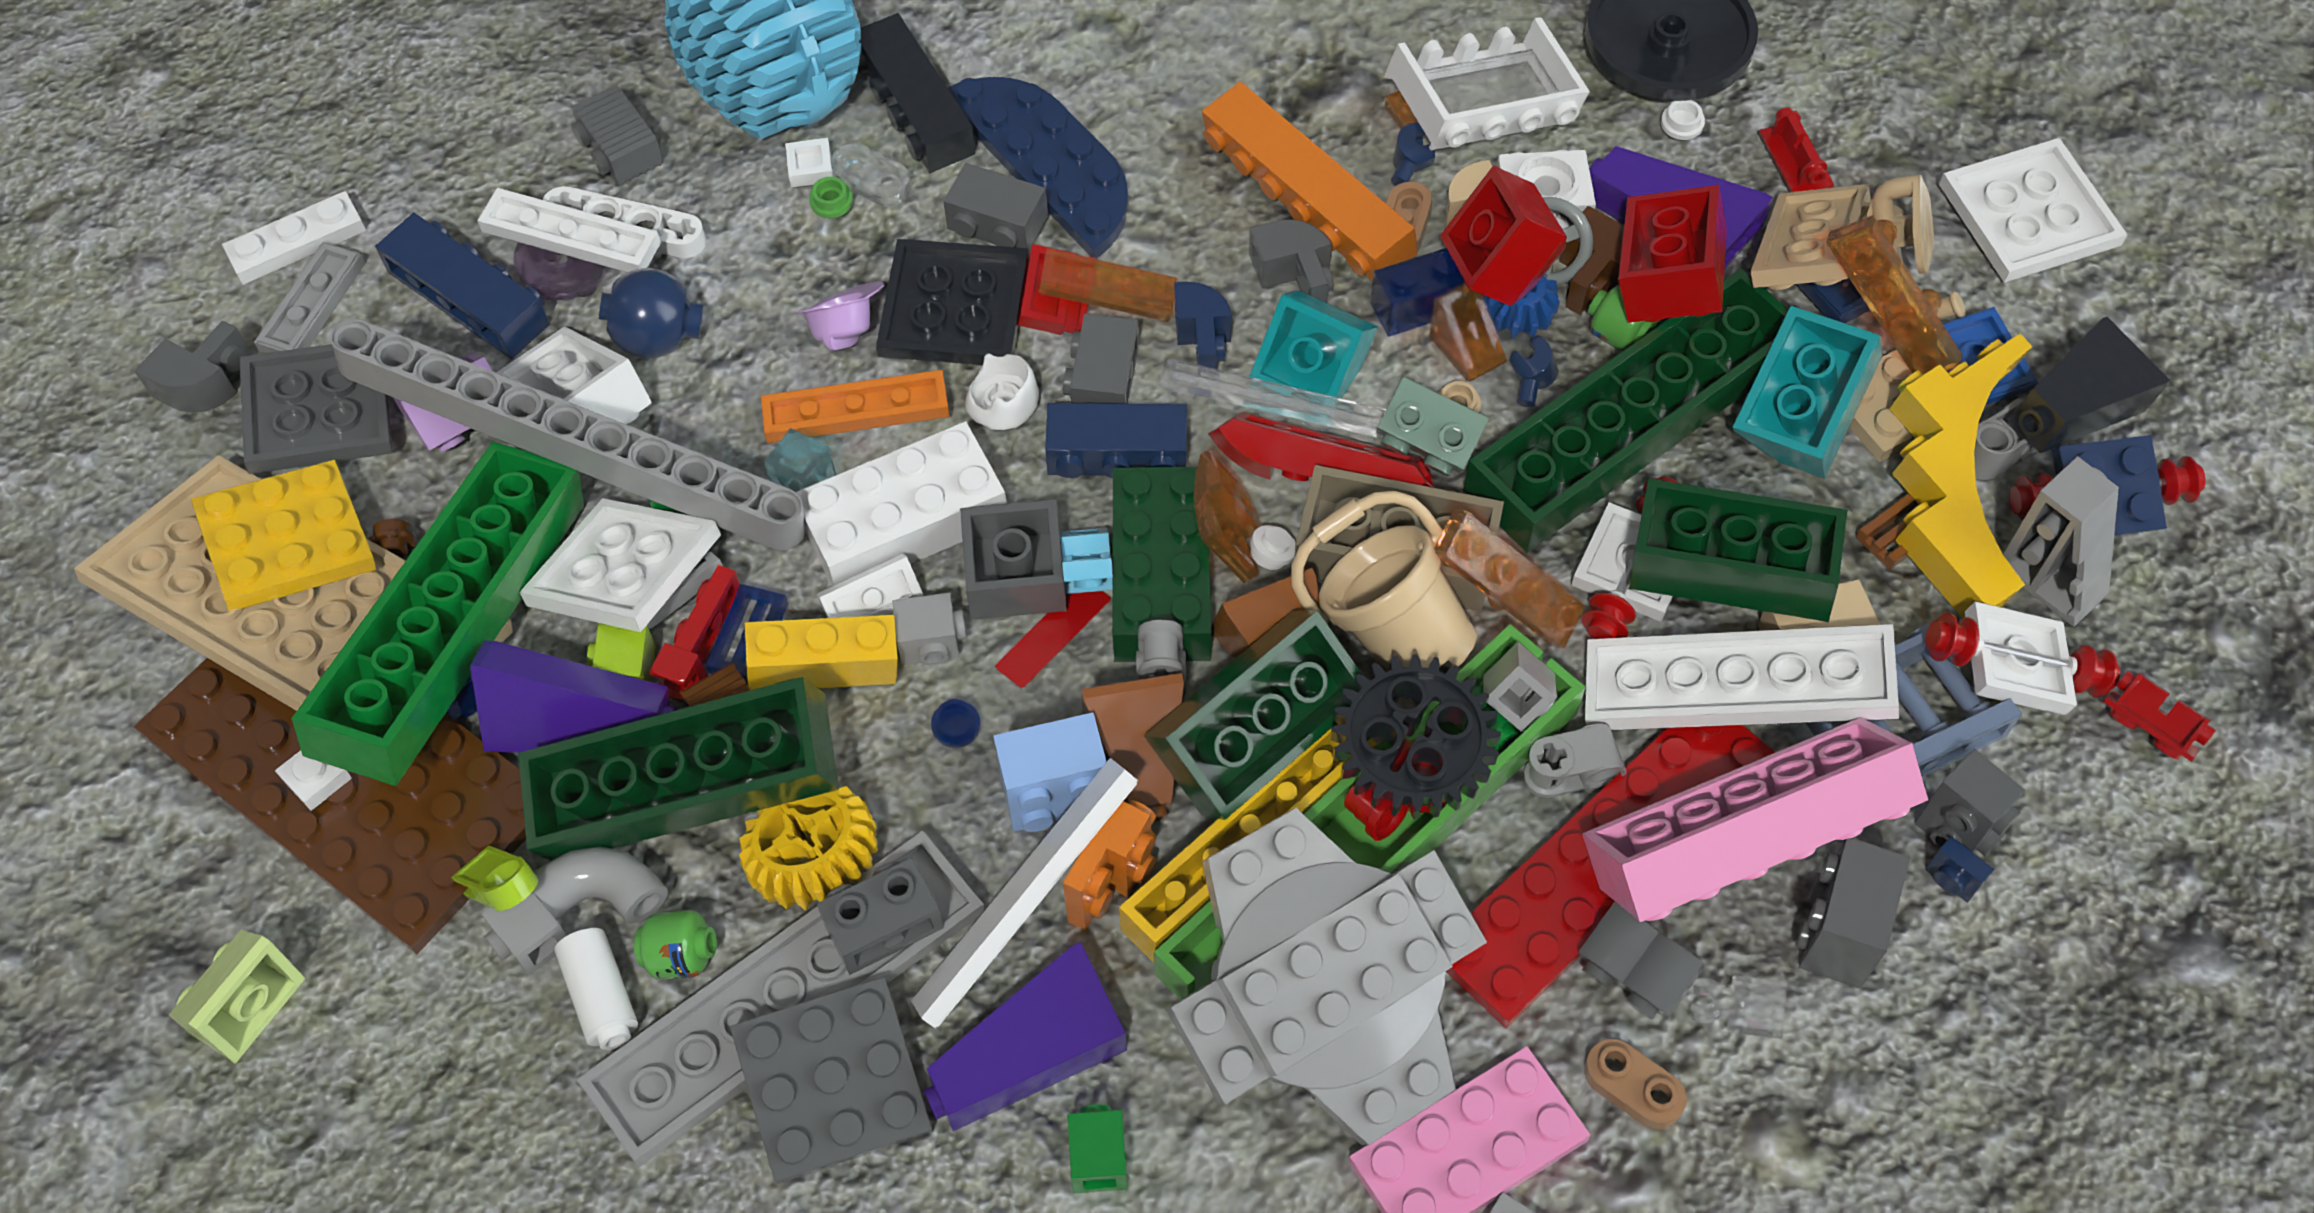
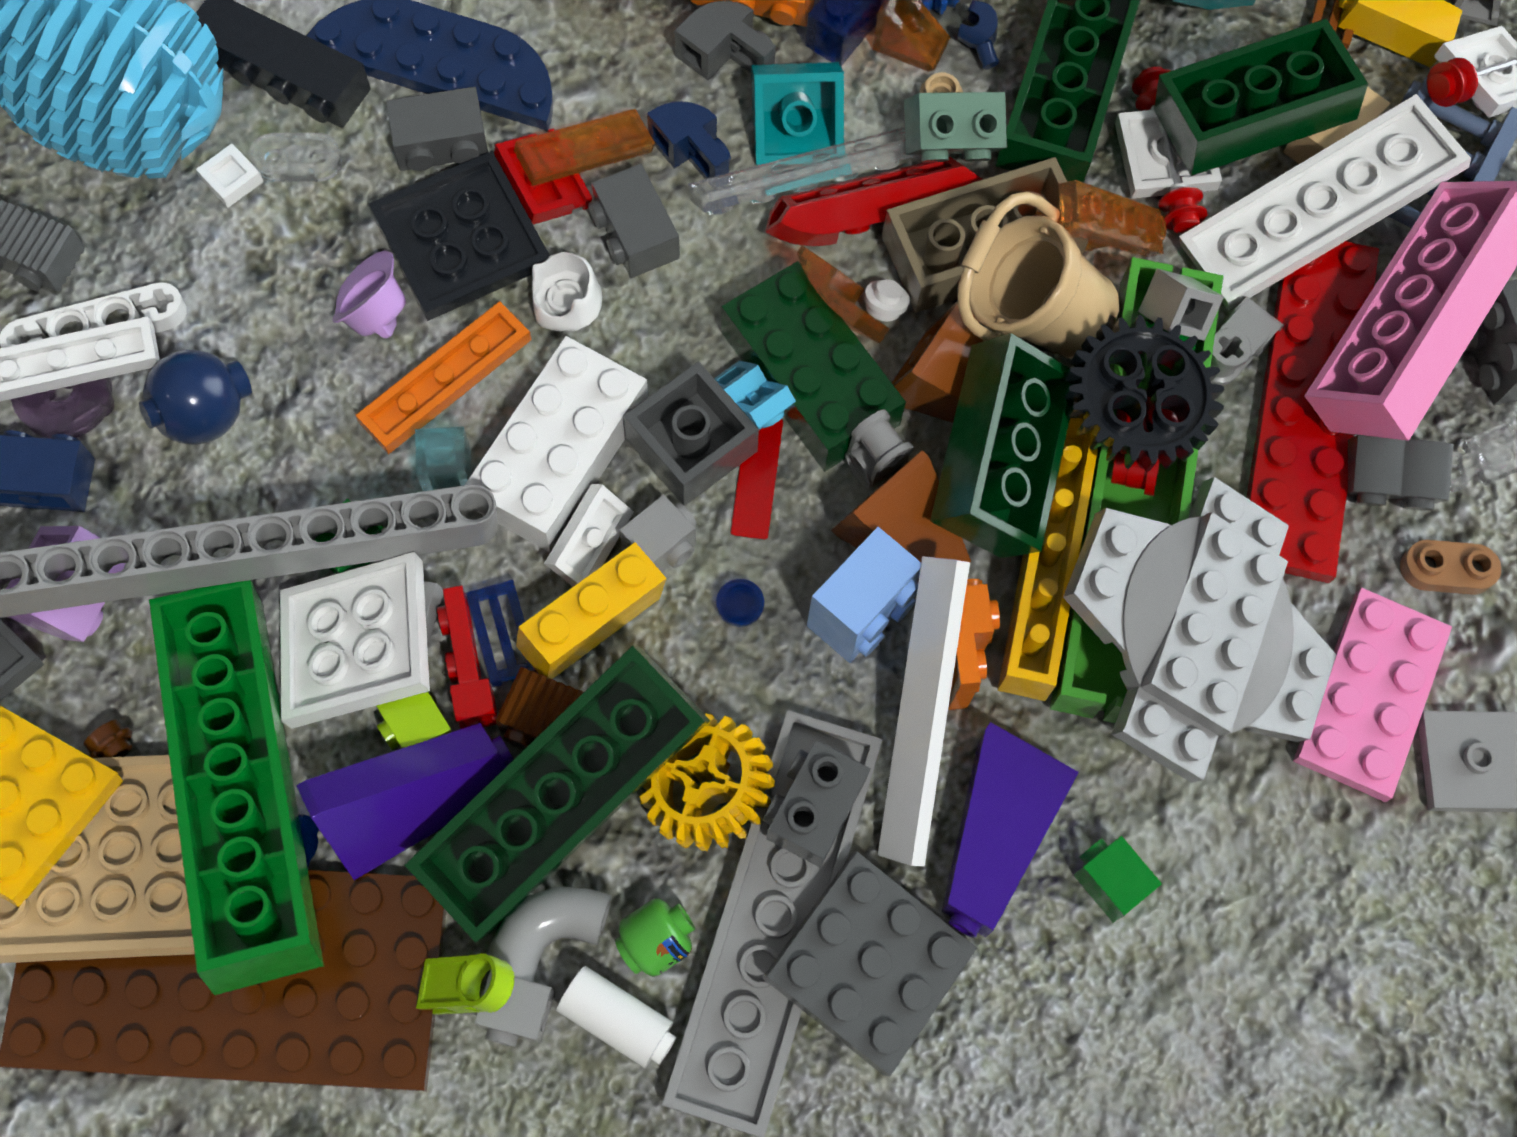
camera: 40 degrees left, 10 degrees up
(311, 779) = (215, 1012): white plate -> none
(582, 374) = (170, 491): white slope -> none
(830, 197) = (271, 188): bright green plate -> none
(1101, 437) = (693, 280): dark blue brick -> none

